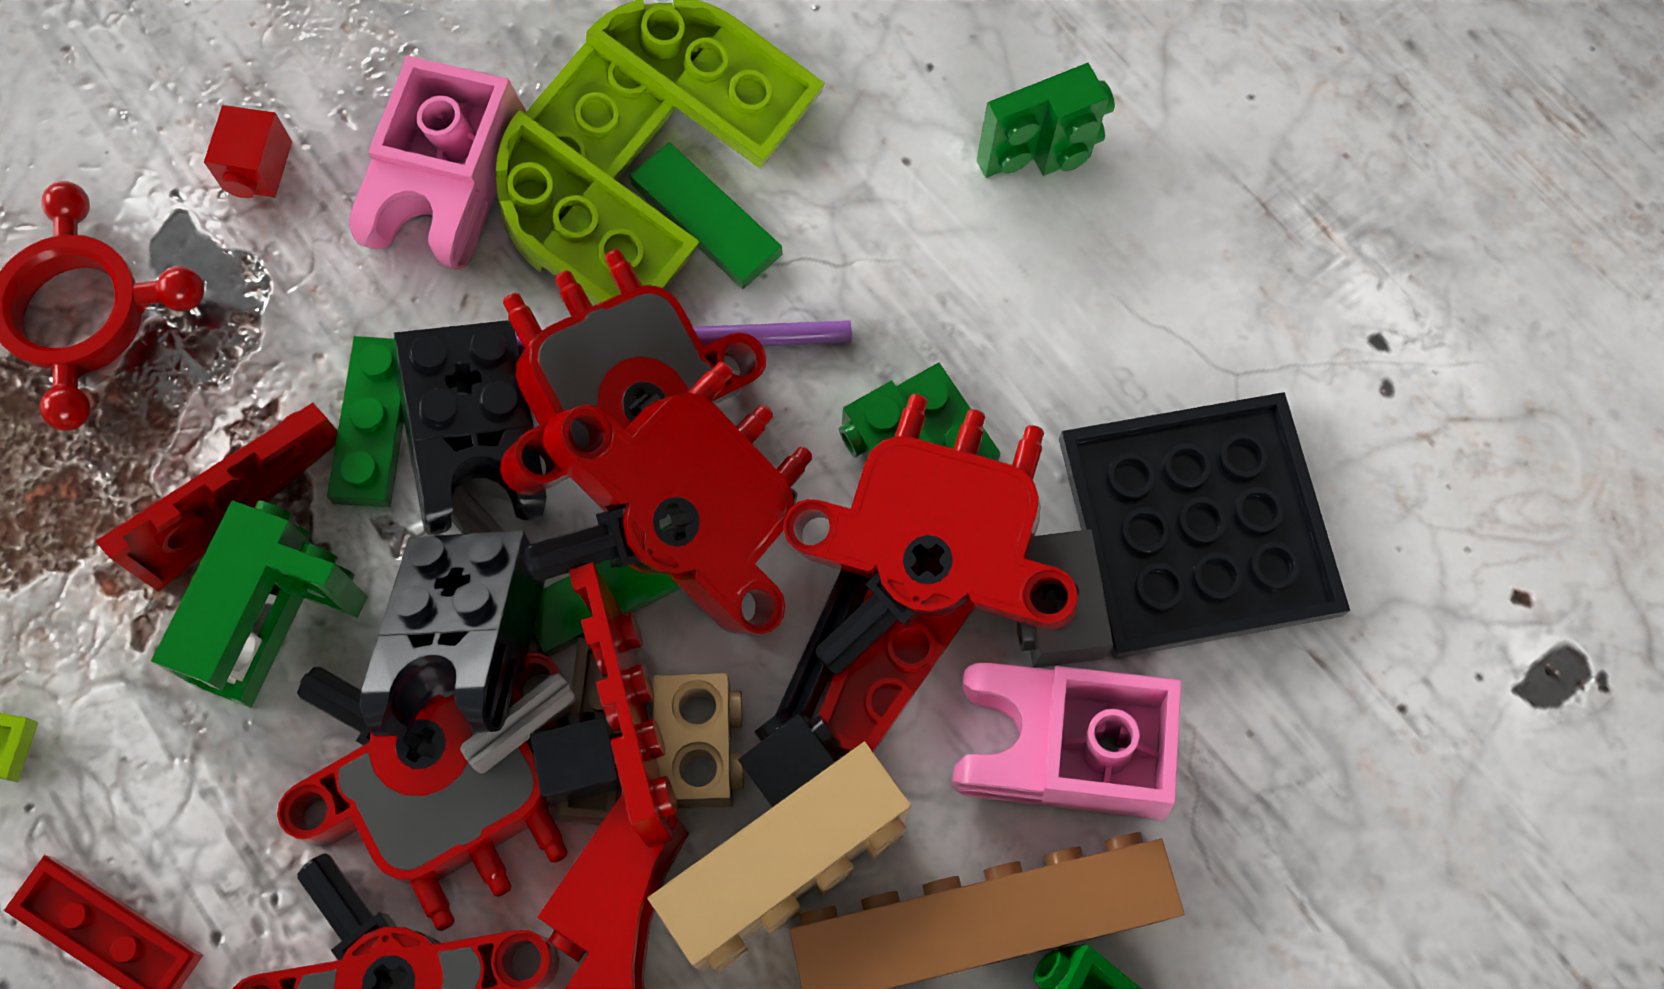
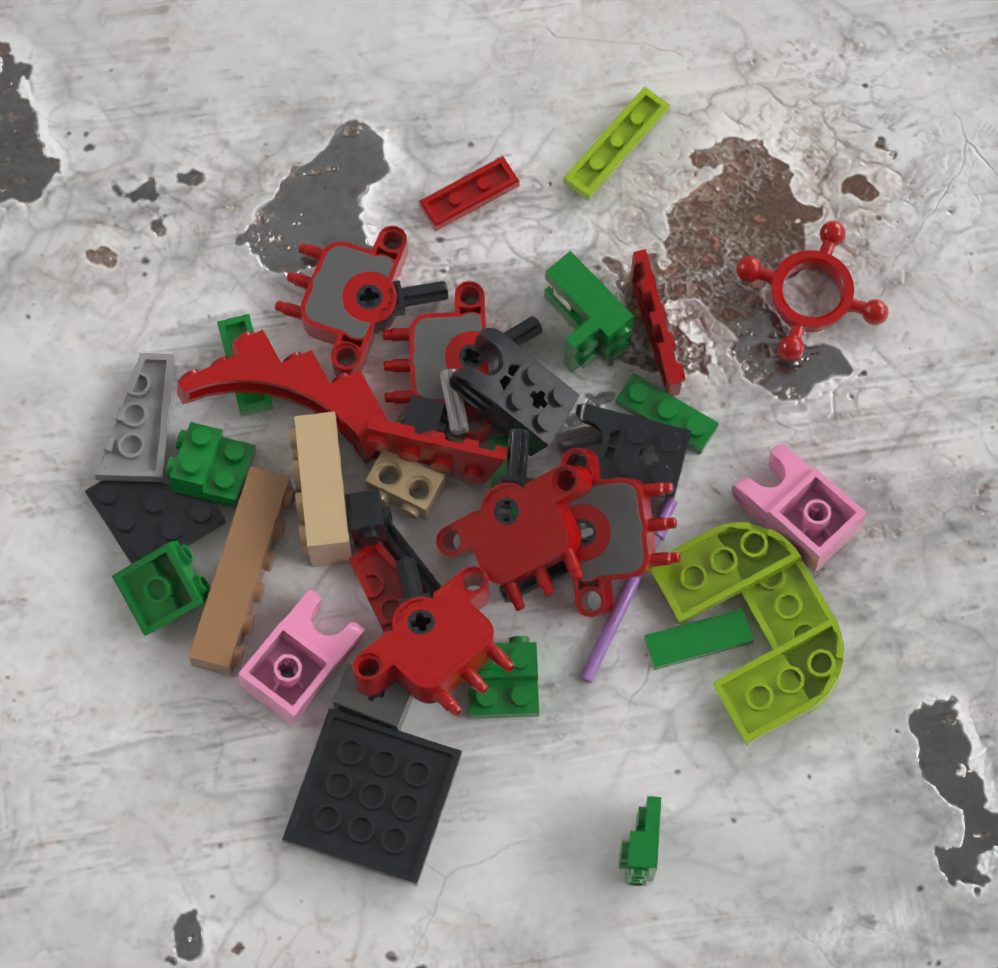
camera: 120 degrees right, 0 degrees up
(248, 152) = (861, 415): red brick -> none

